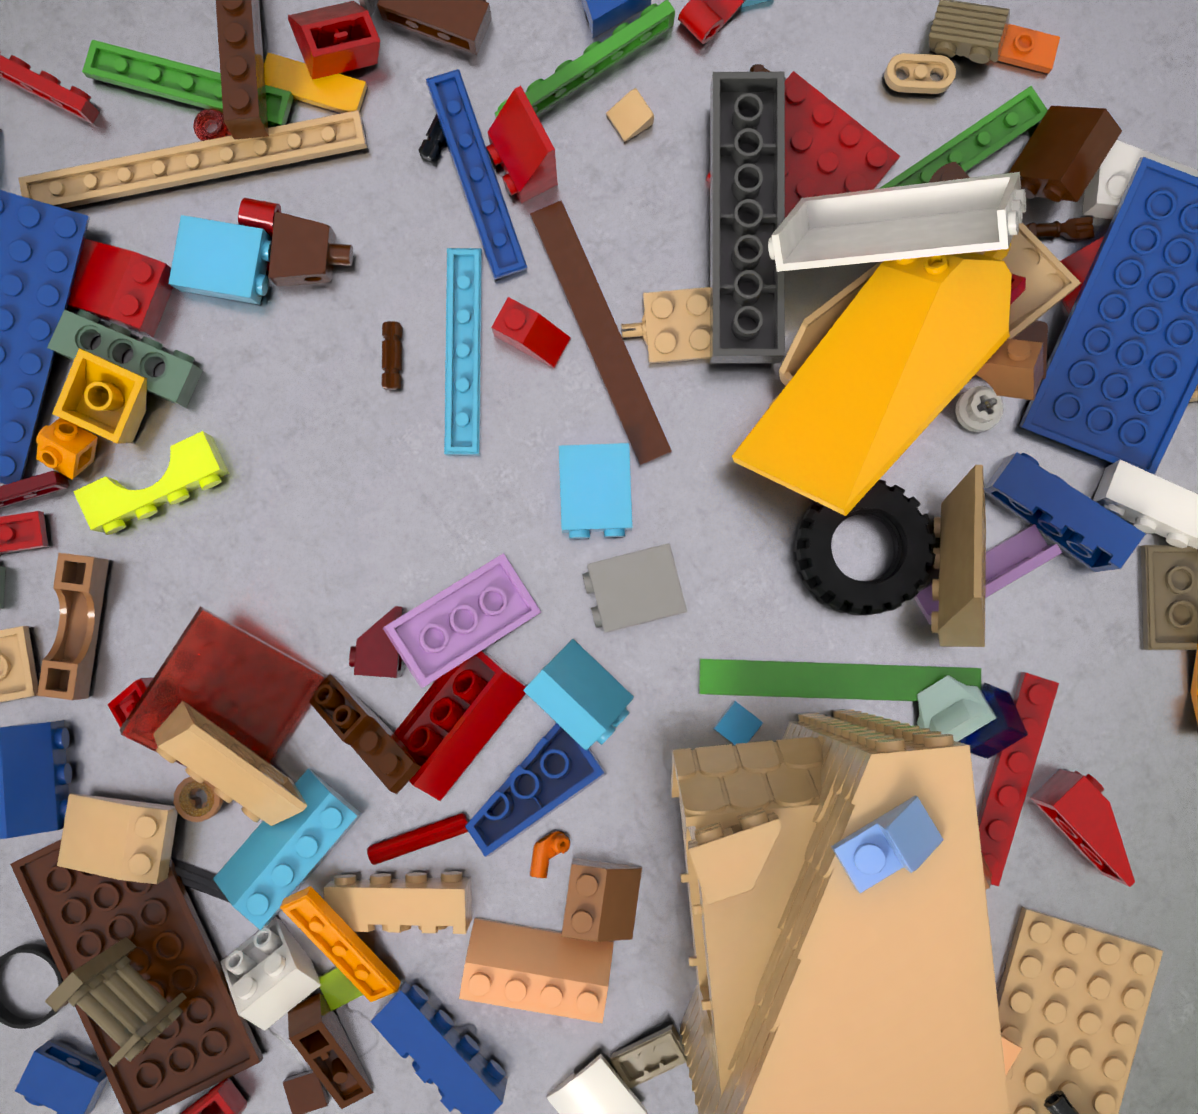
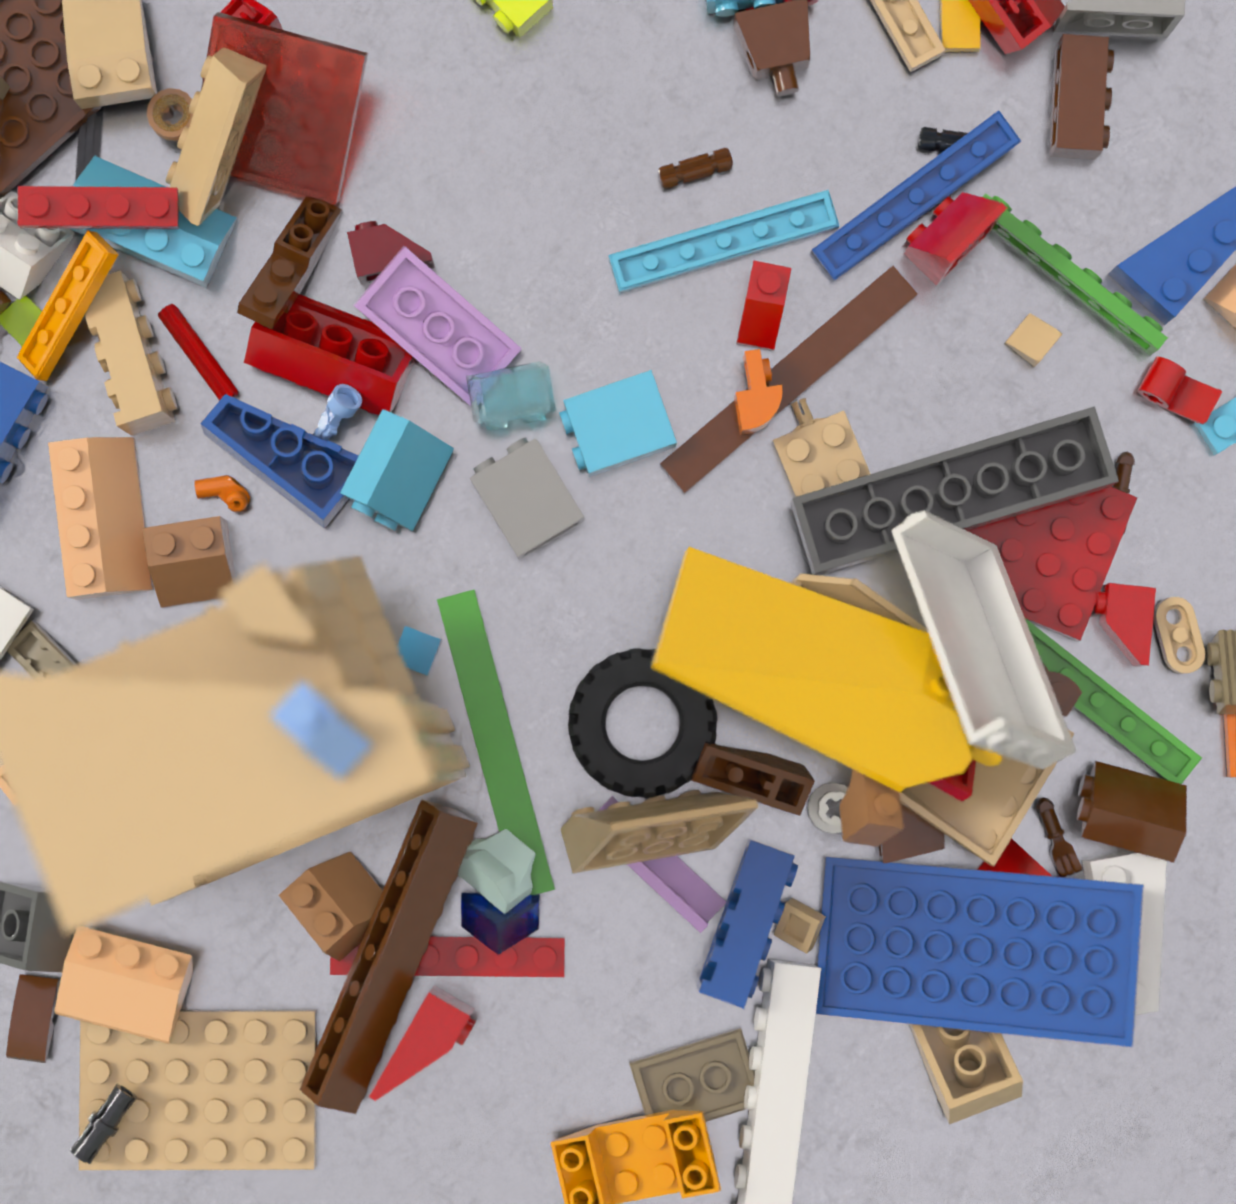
camera: 75 degrees right, 0 degrees up
(262, 892) = (98, 207): none -> red plate
(506, 726) = (341, 403): none -> light blue piece
(542, 574) = (511, 394): none -> clear light blue brick
(617, 361) = (759, 403): none -> orange brick
(896, 110) = (1127, 618): none -> slope
(942, 462) = (755, 776): none -> reddish brown slope
(1047, 863) = (388, 957): none -> reddish brown brick
(1074, 466) = (799, 925): none -> tan plate

